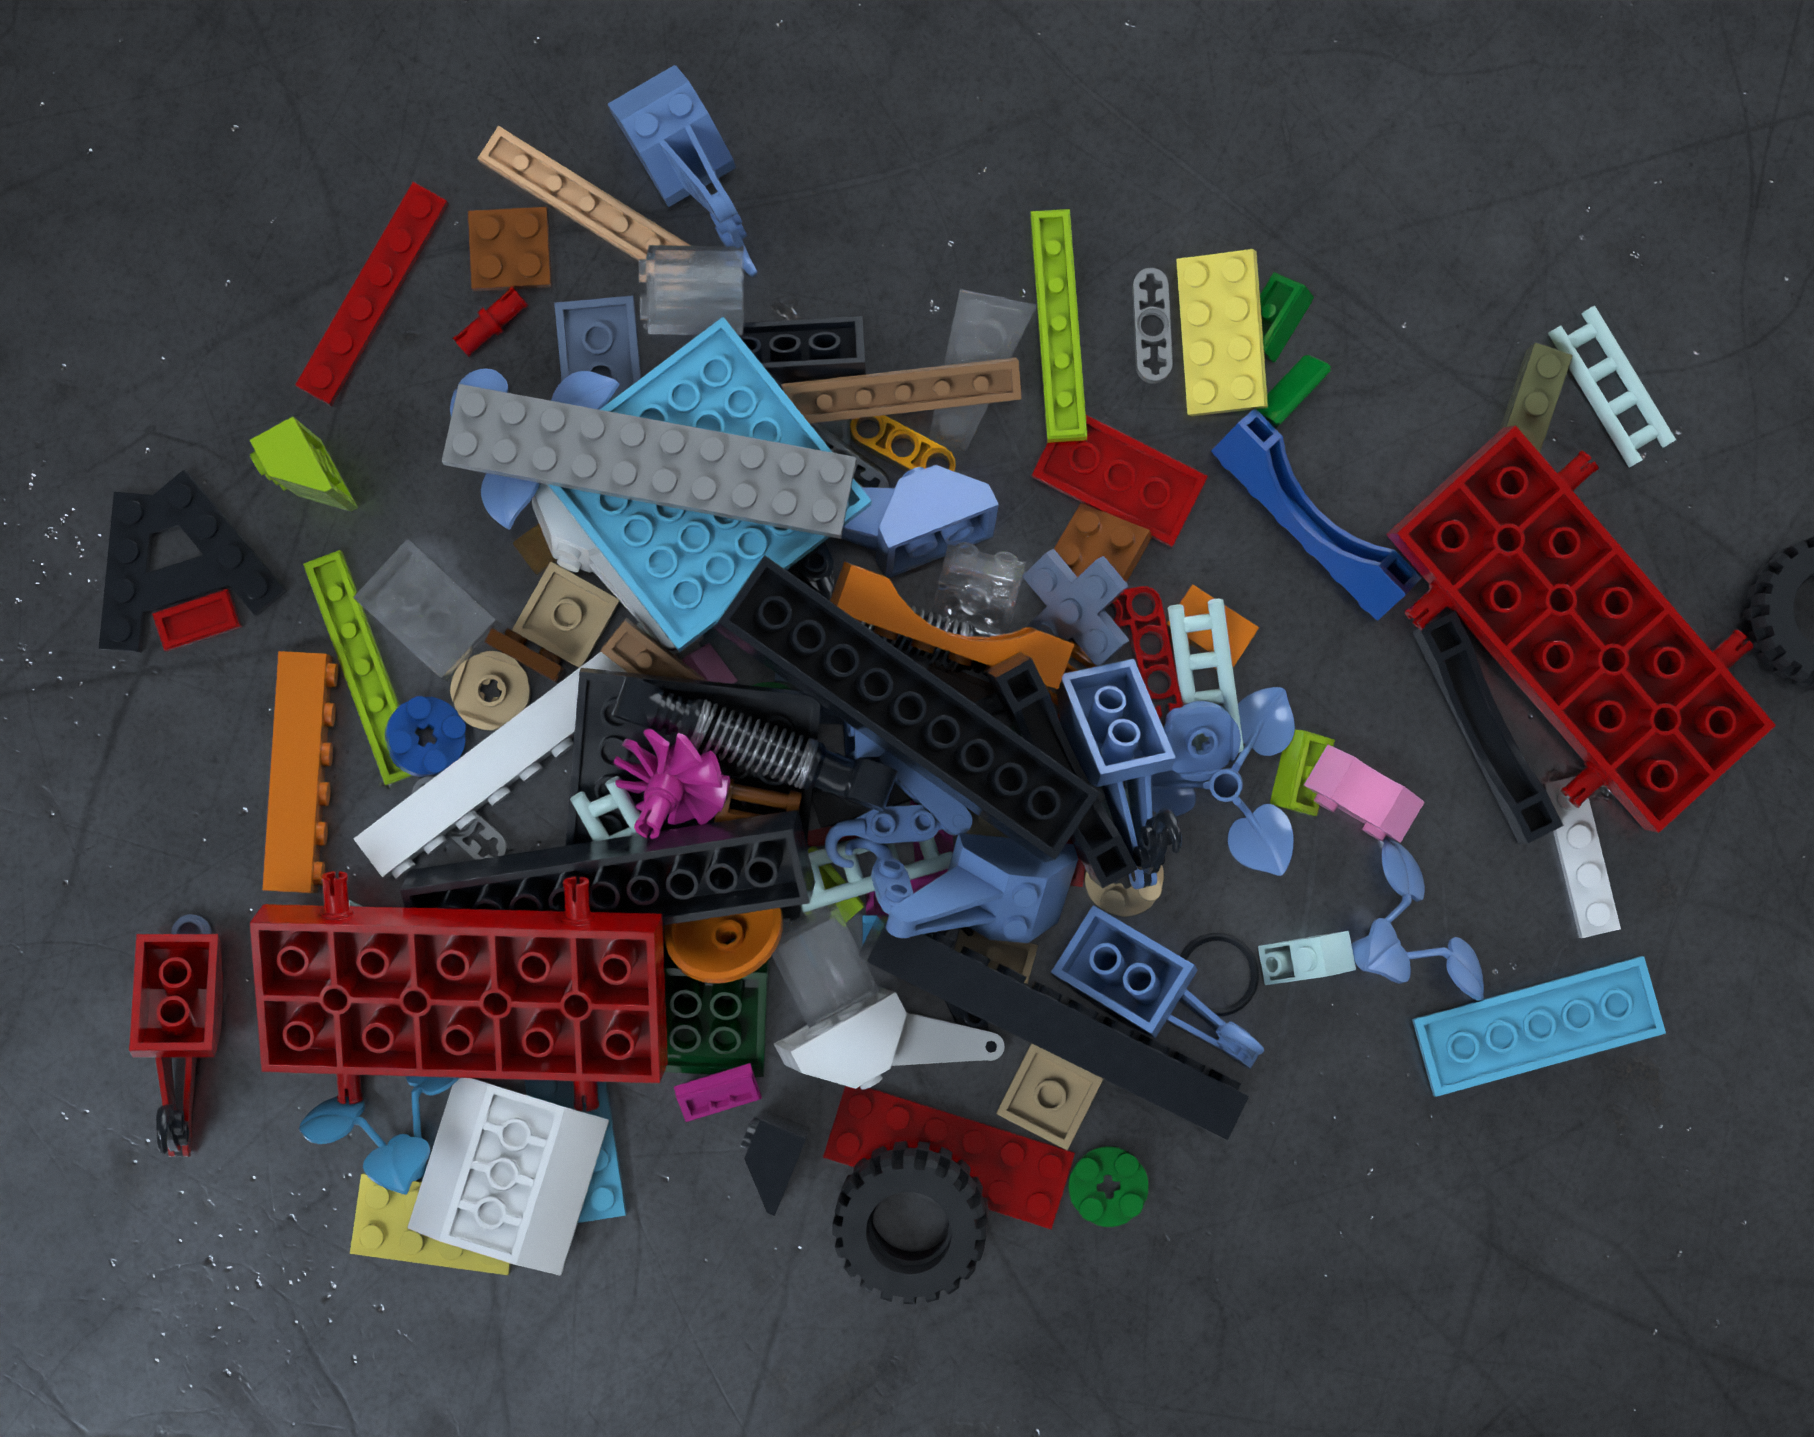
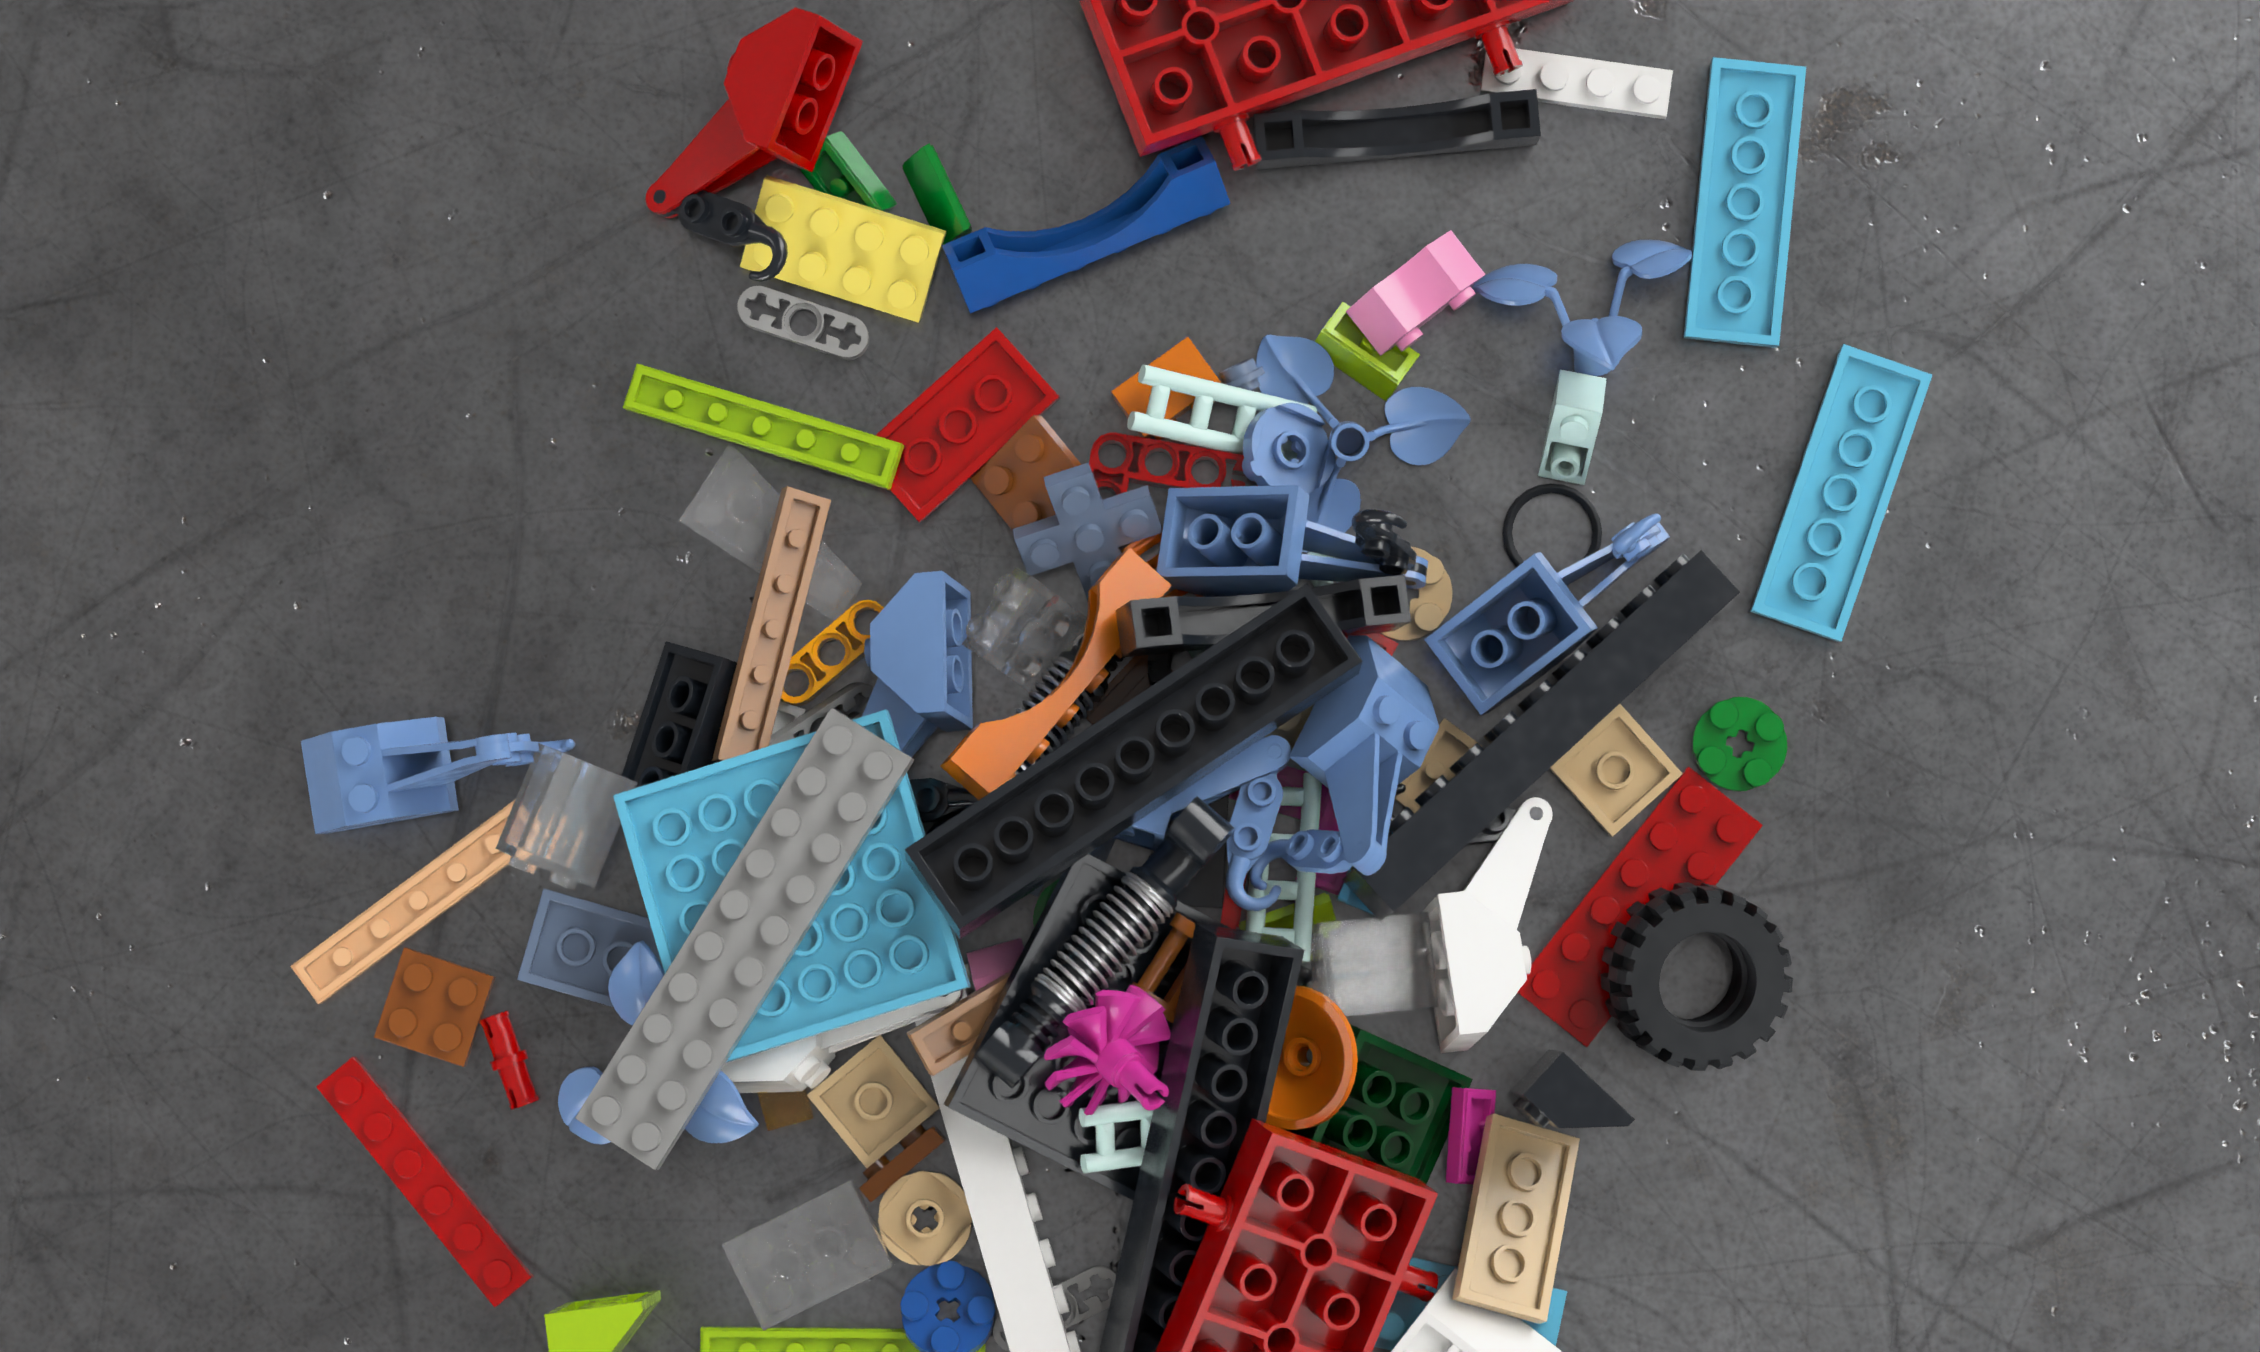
camera: 60 degrees left, 0 degrees up
(665, 1153) = (1516, 1219): none -> tan plate
(1245, 682) = (1242, 375): none -> sand blue plate
(1315, 238) = (779, 106): none -> red slope
(1338, 1191) = (1841, 493): none -> medium azure plate

